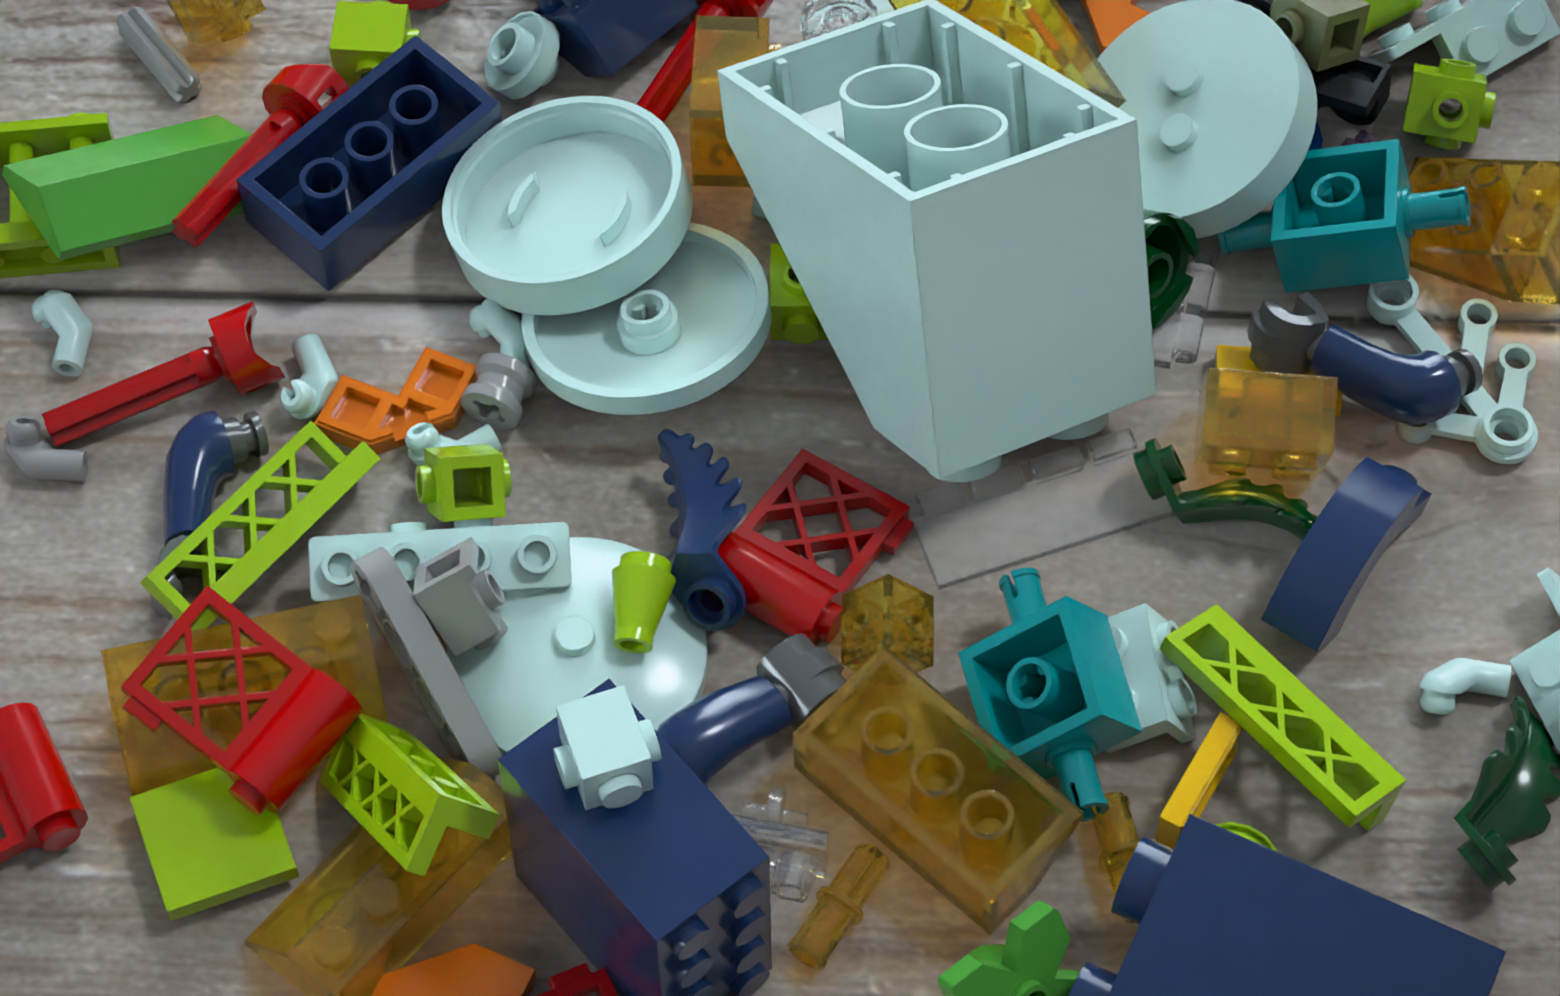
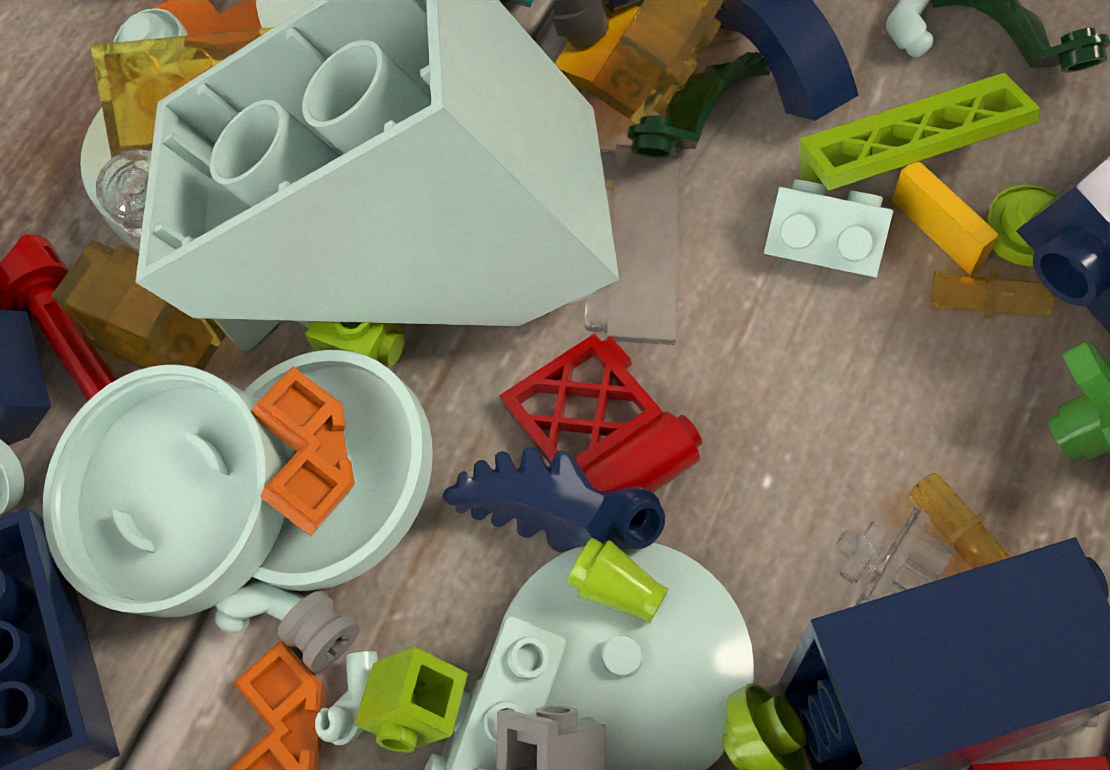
camera: 60 degrees left, 5 degrees up
(605, 749) = (927, 651): light aqua brick -> none
(629, 312) = (314, 427): none -> orange tile
(722, 725) = (771, 555): dark blue piece -> none
(890, 616) = (721, 389): clear yellow brick -> none
(935, 788) = (897, 404): clear yellow slope -> none
(1052, 688) = (864, 313): teal brick -> none

